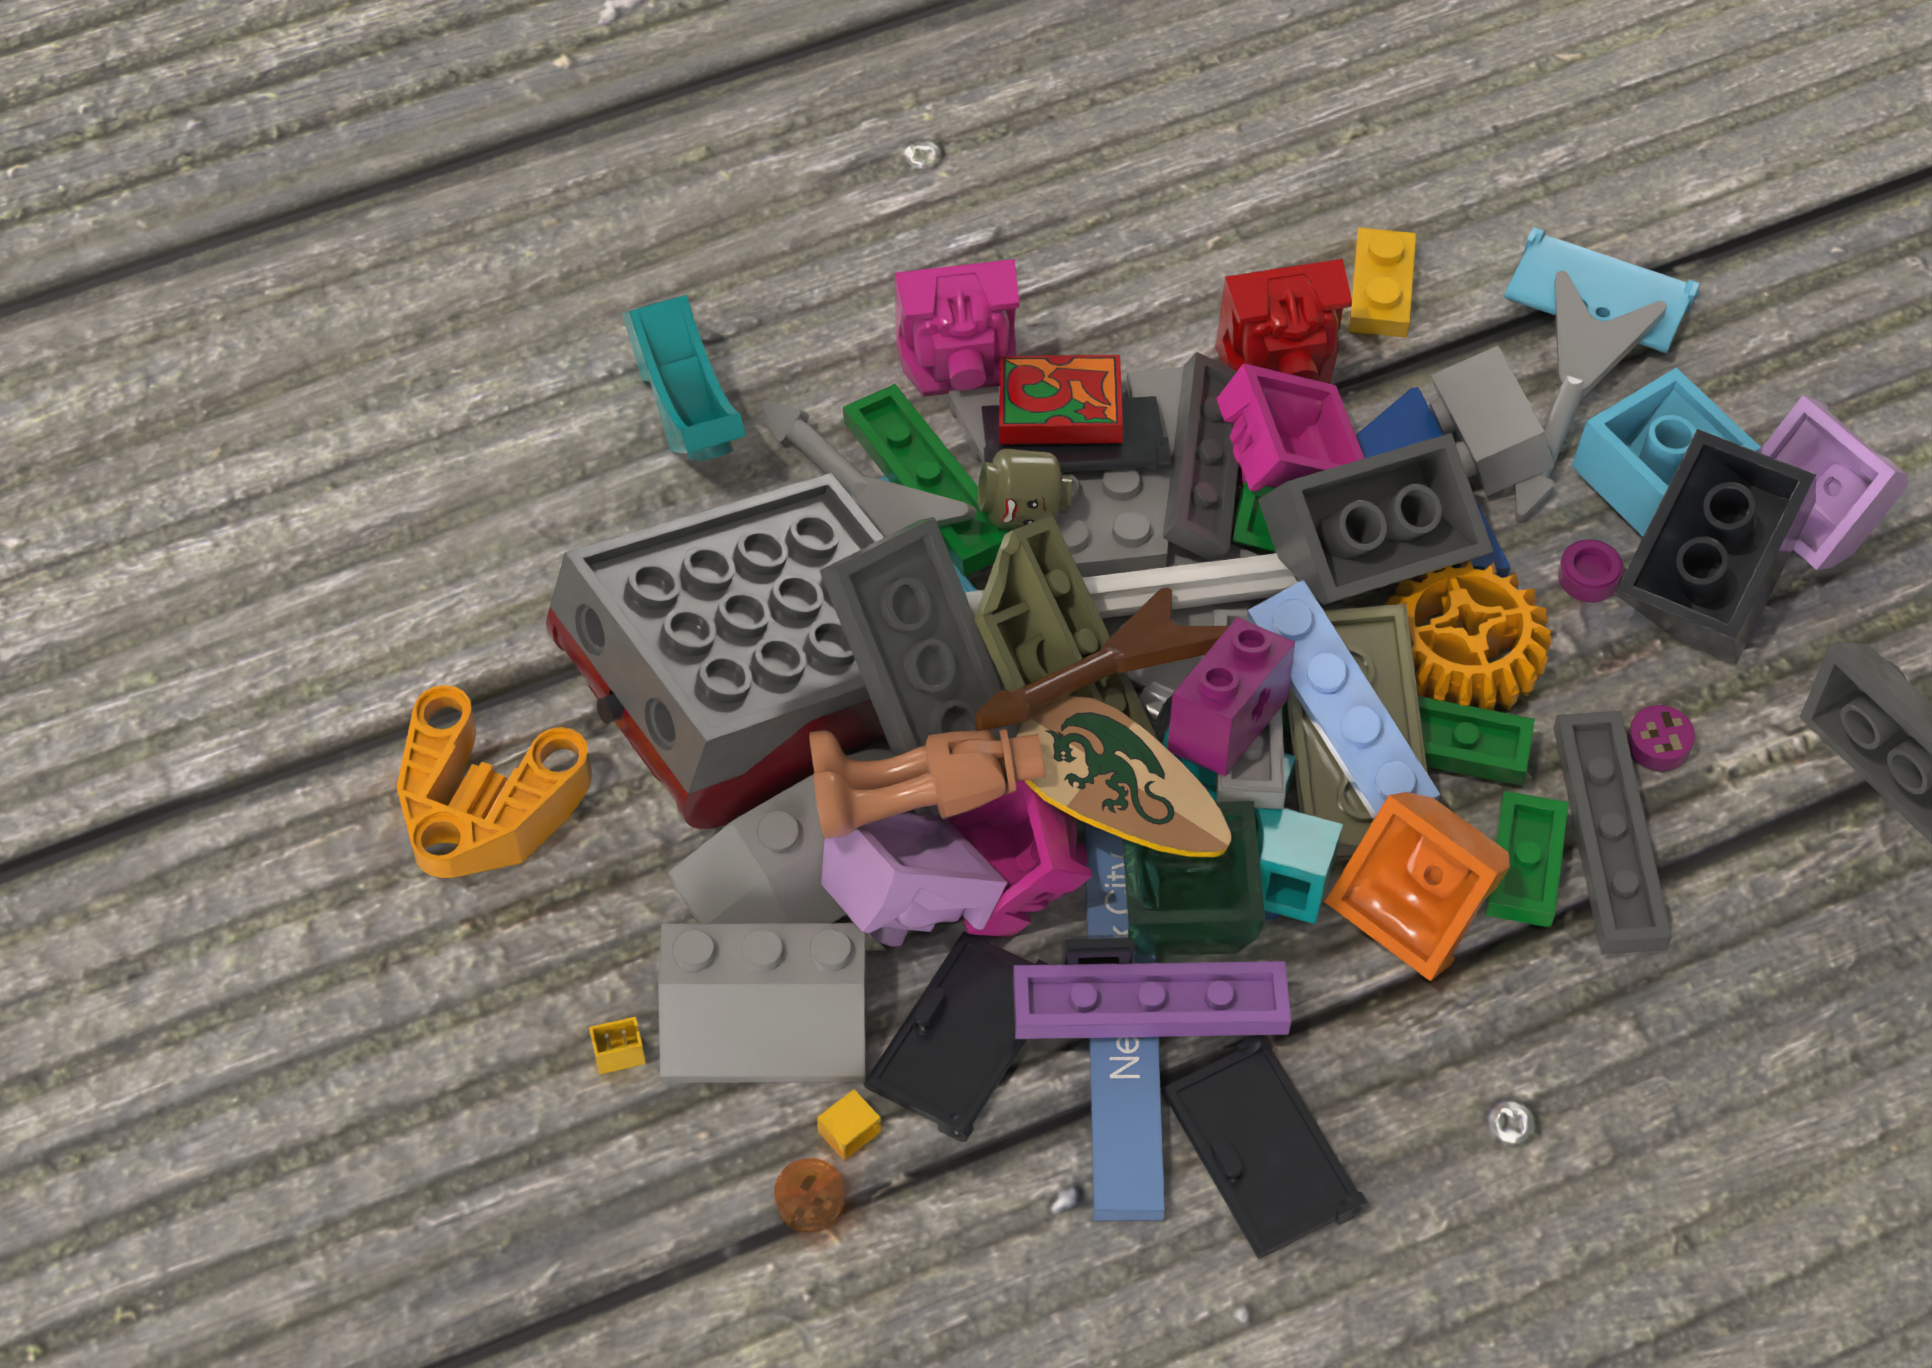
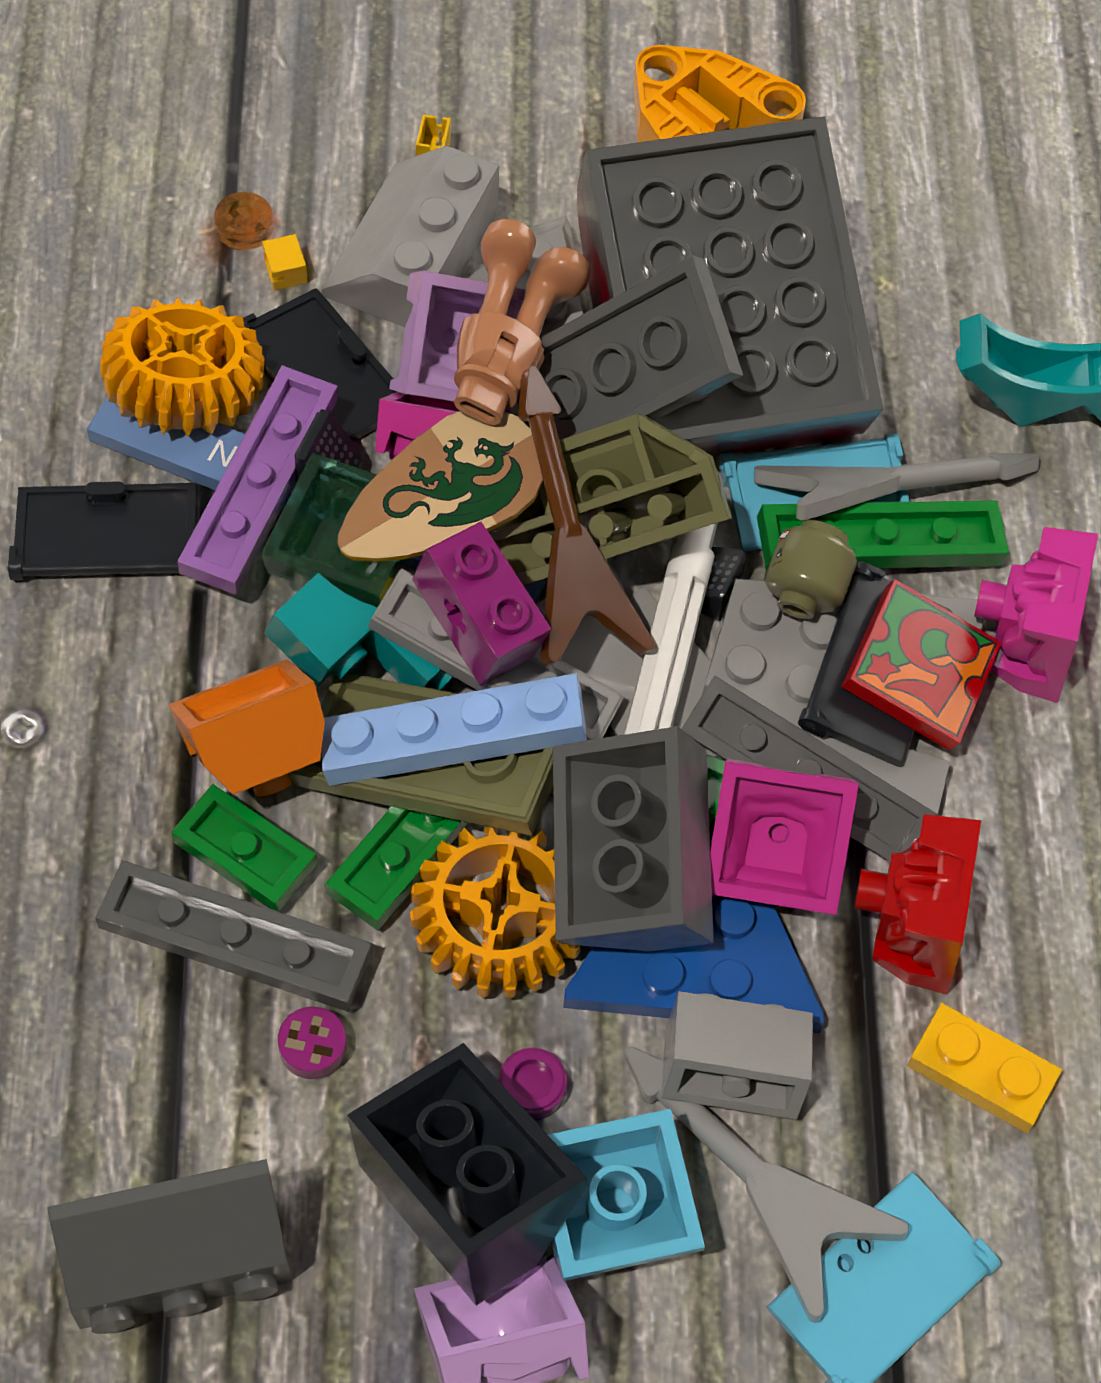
camera: 110 degrees right, 5 degrees up
(1070, 1167) = (182, 366): none -> light orange gear

